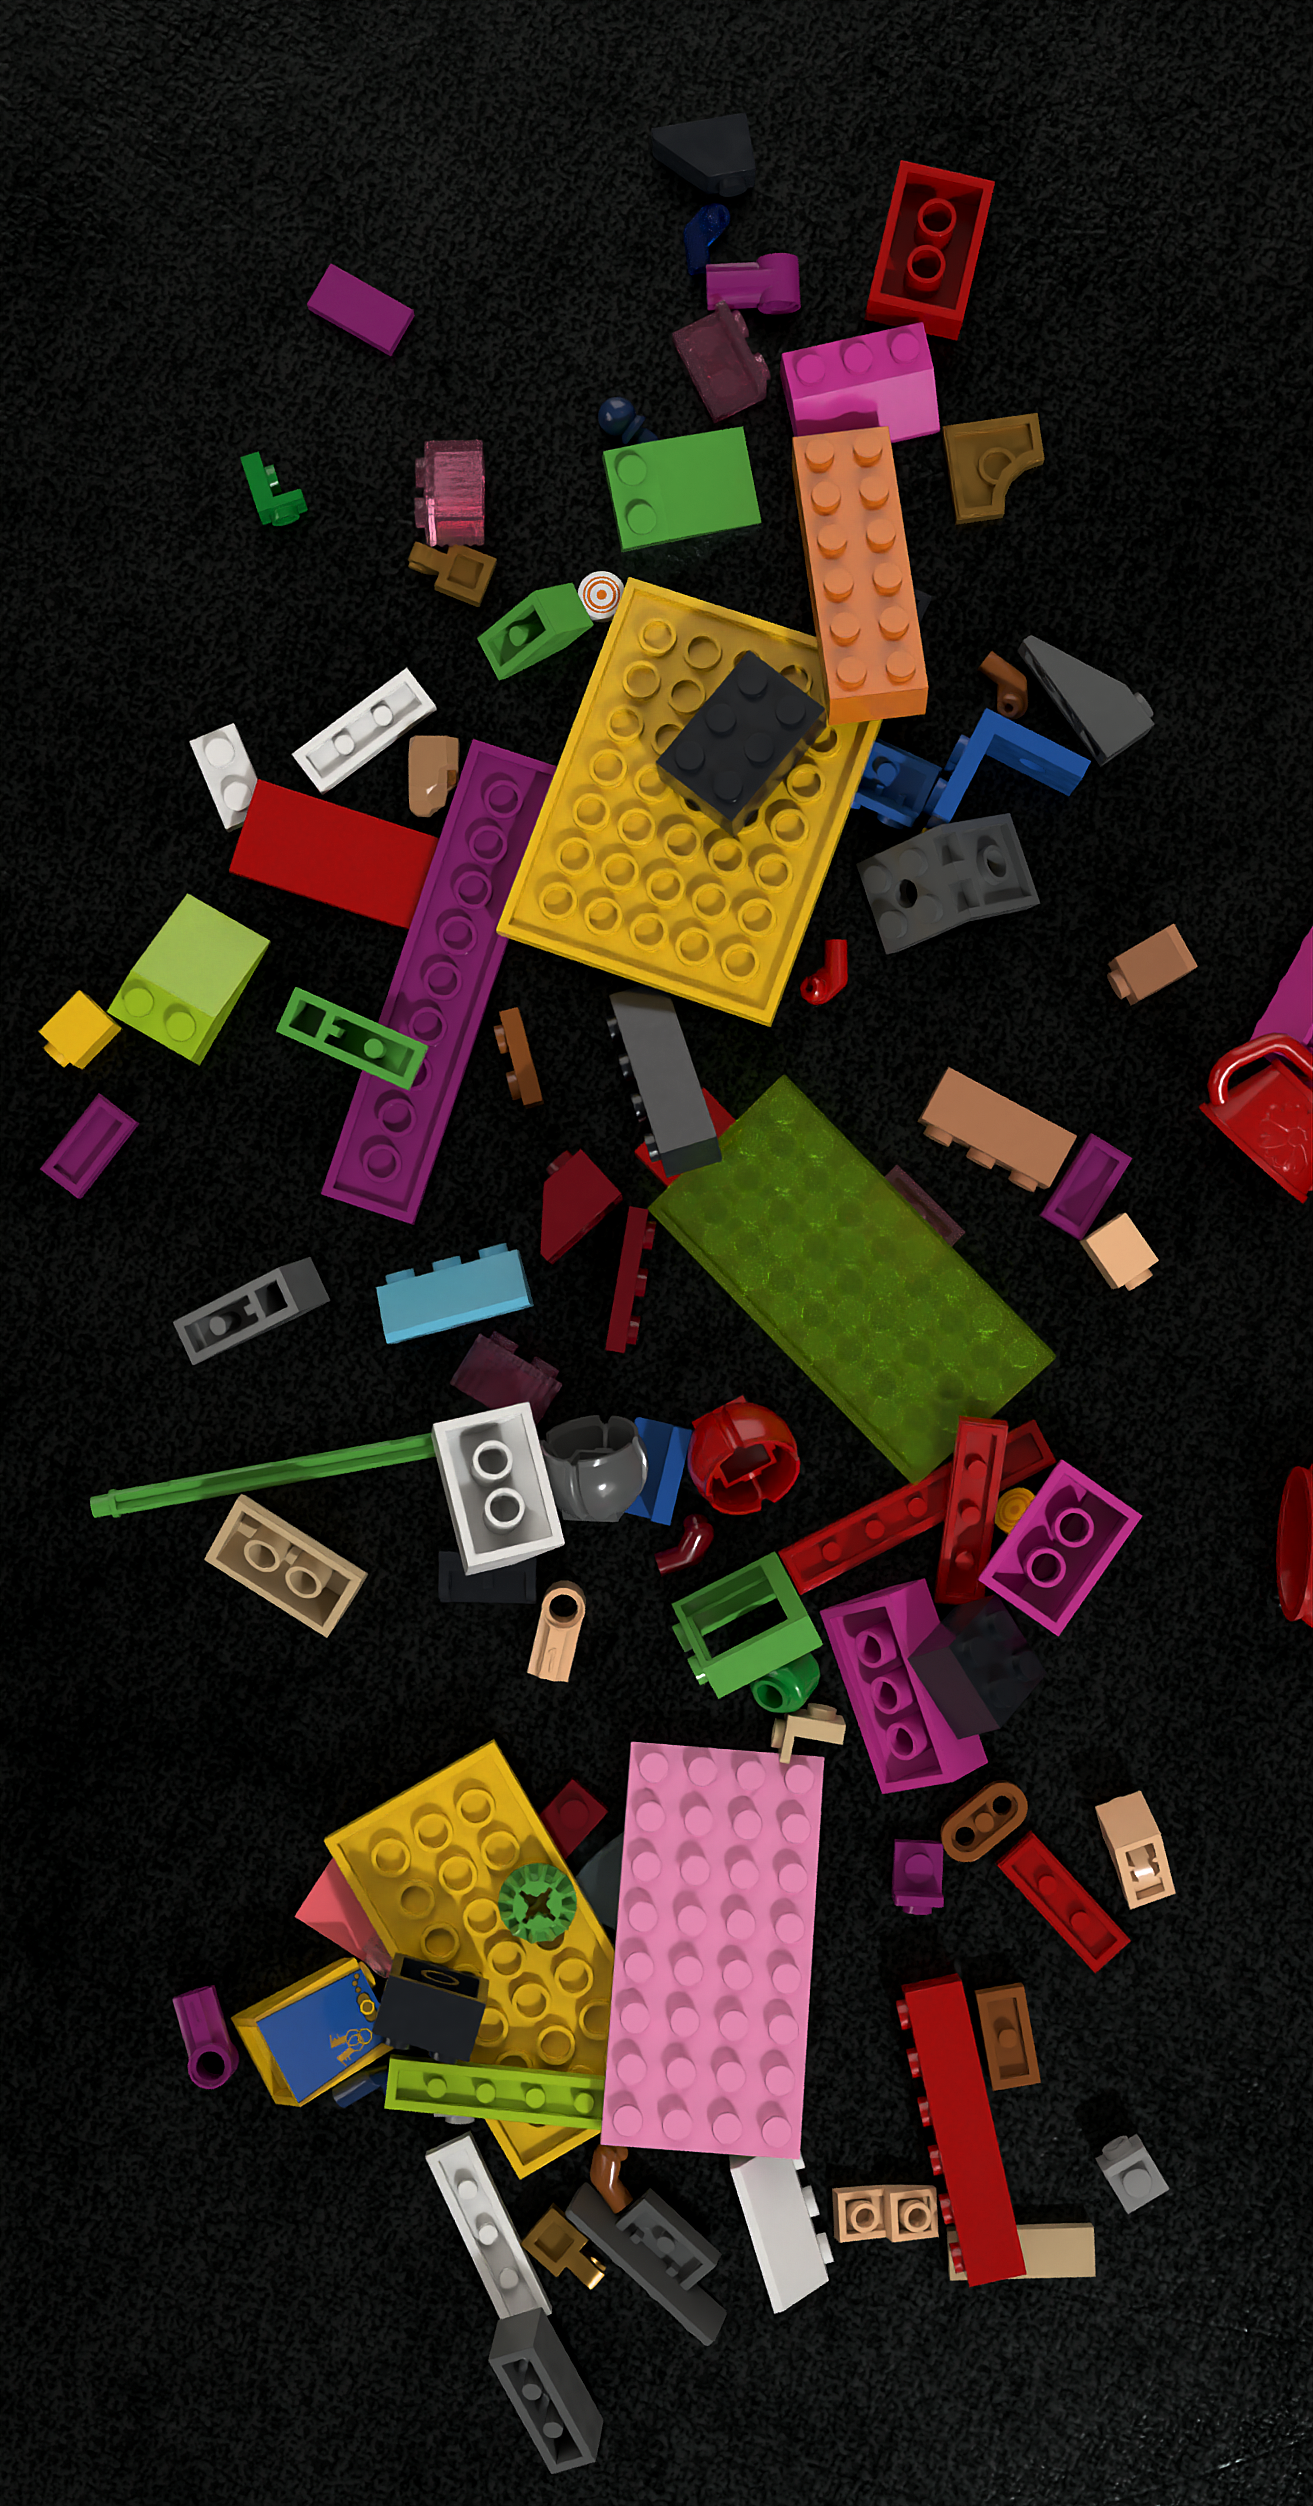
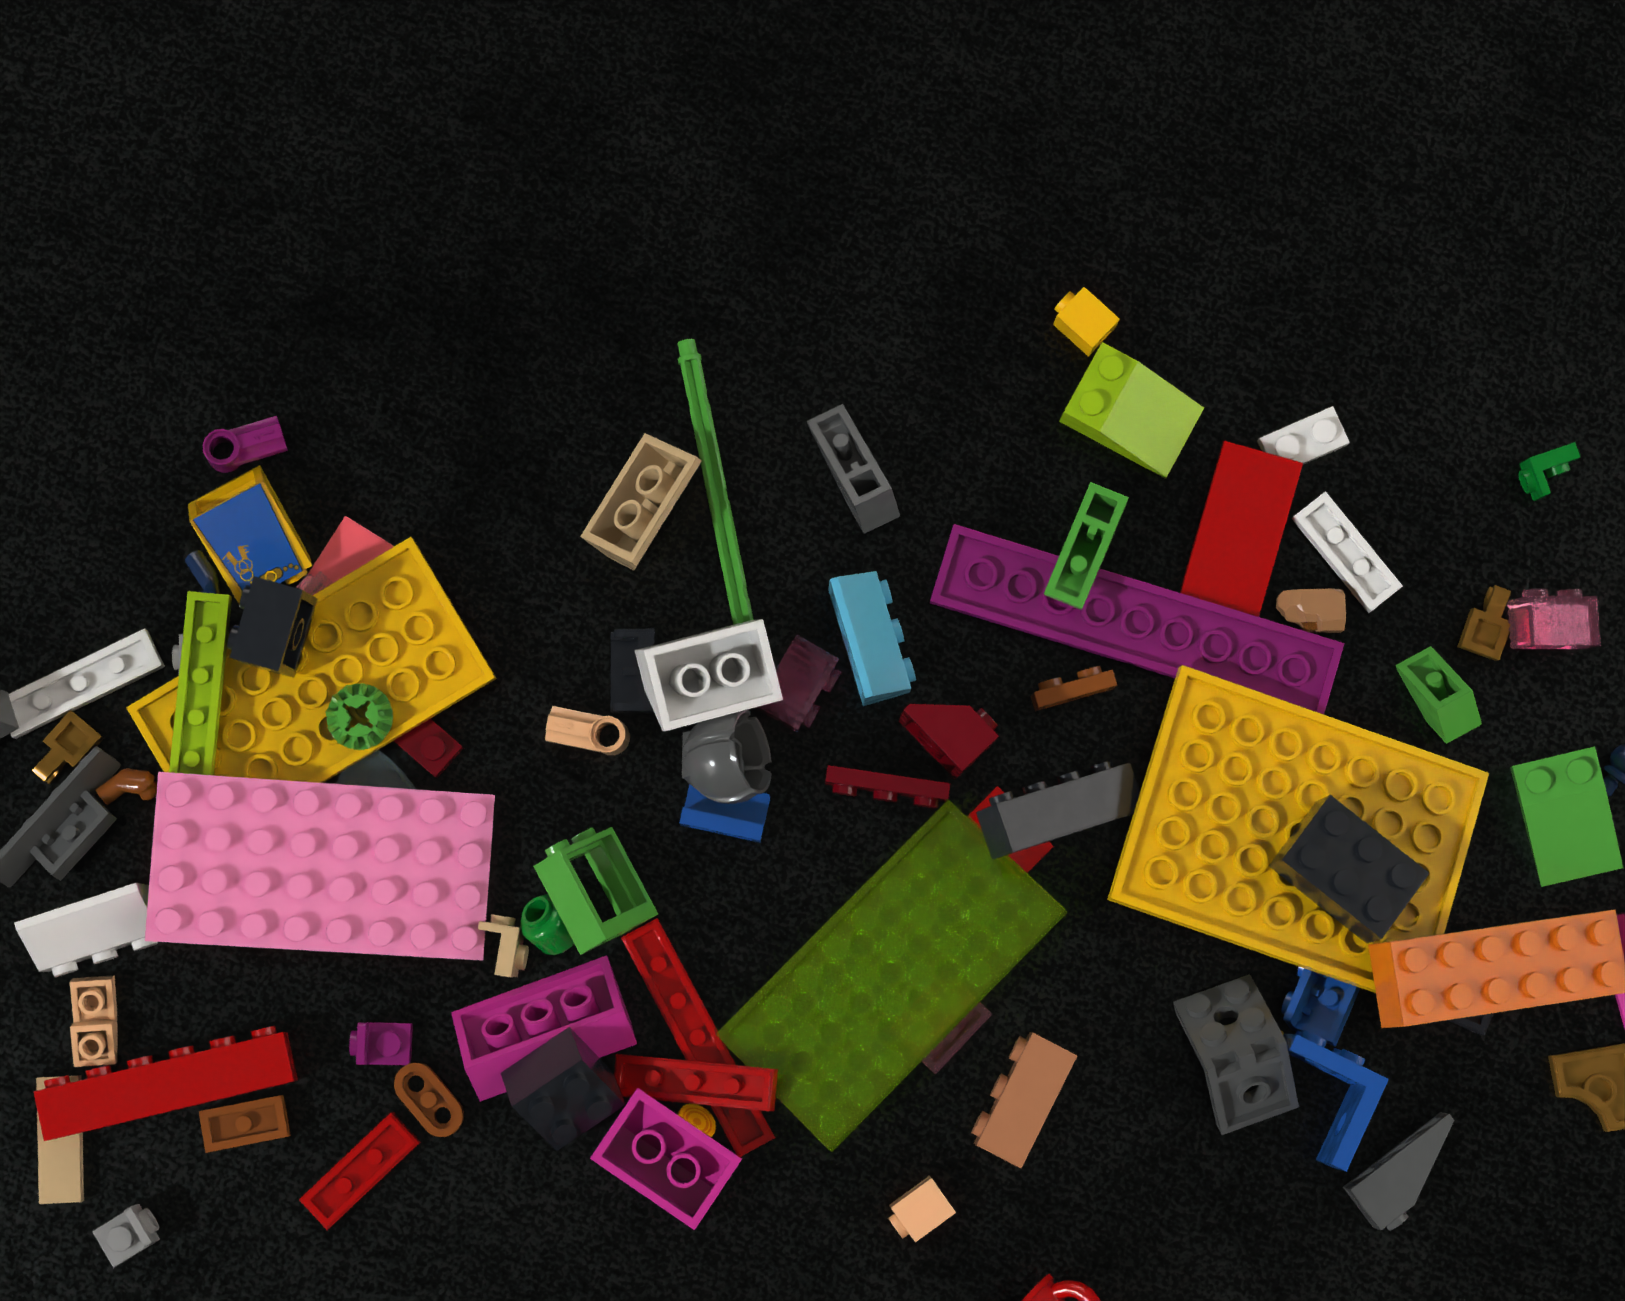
camera: 80 degrees right, 5 degrees down
(89, 1146) = (988, 331): magenta tile -> none
(601, 595) = (1472, 749): white tile -> none
(691, 1548) = (661, 844): dark red arm -> none
(742, 1457) = (738, 883): red piece -> none
(831, 977) = (1151, 954): red arm -> none
(1011, 686) = (1409, 1106): dark orange arm -> none
(1085, 1186) = (977, 1179): magenta tile -> none
(1135, 1849) = (405, 1232): light nougat arch -> none
(1150, 965) = (1170, 1230): nougat slope -> none

